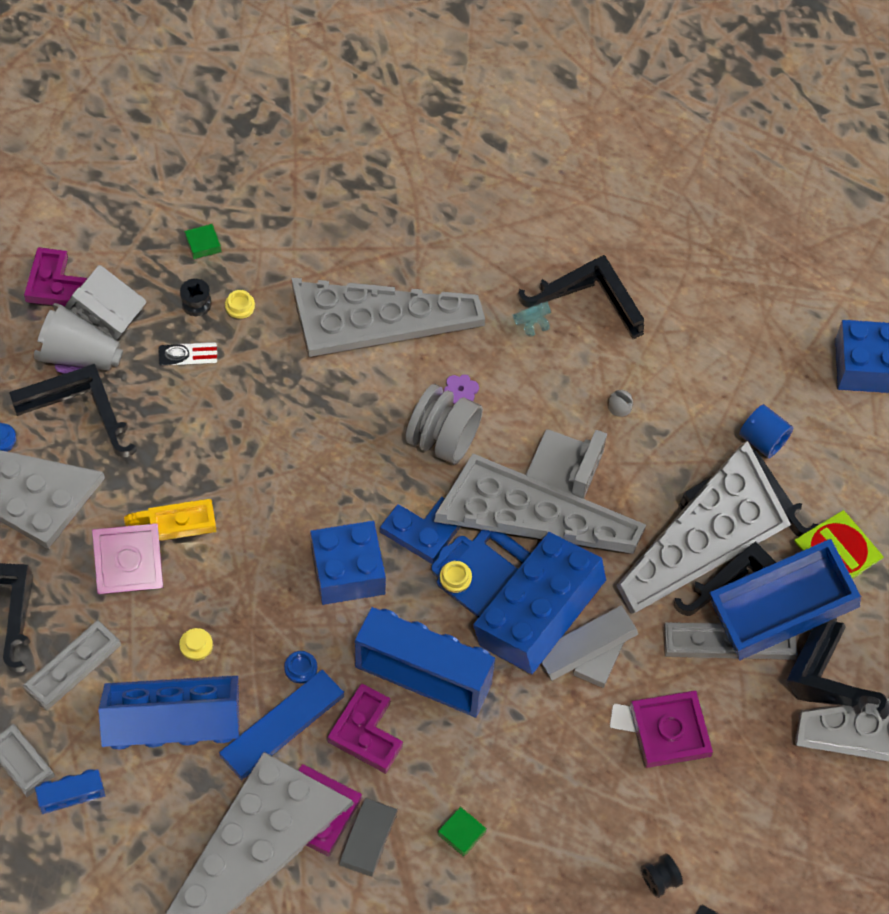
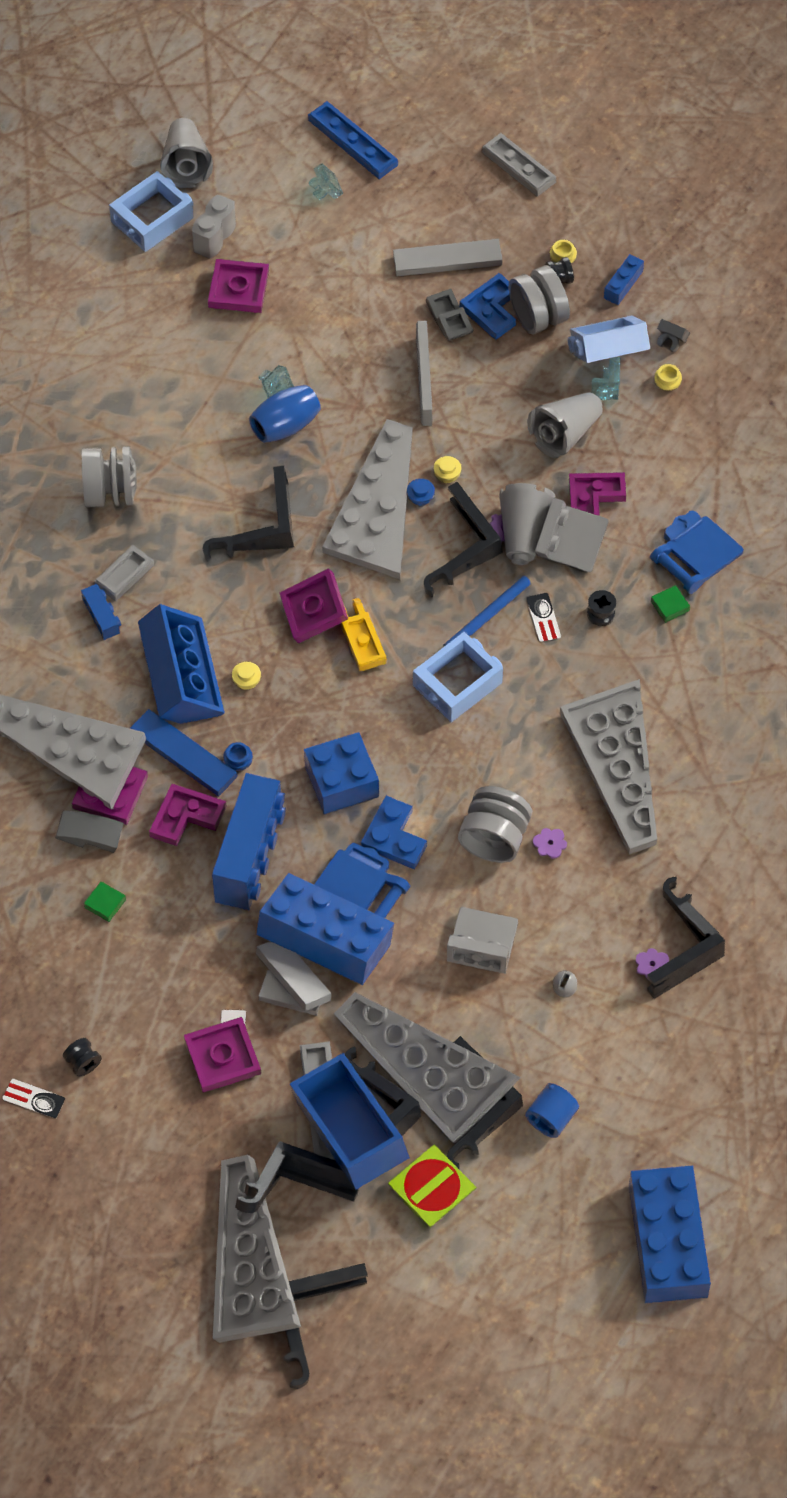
camera: 85 degrees right, 0 degrees up
(71, 665) = (214, 591): light grey tile -> none
(142, 205) = (699, 546): none -> blue piece
(174, 402) = (493, 608): none -> blue bar
(239, 304) = (603, 645): light yellow plate -> none
(262, 460) = (439, 695): none -> light blue window
(455, 576) = (342, 860): light yellow plate -> none
(515, 504) = (427, 900): light grey wing -> none
(532, 315) = (646, 890): clear light blue tile -> none
(609, 327) = (653, 958): none -> medium lavender plant

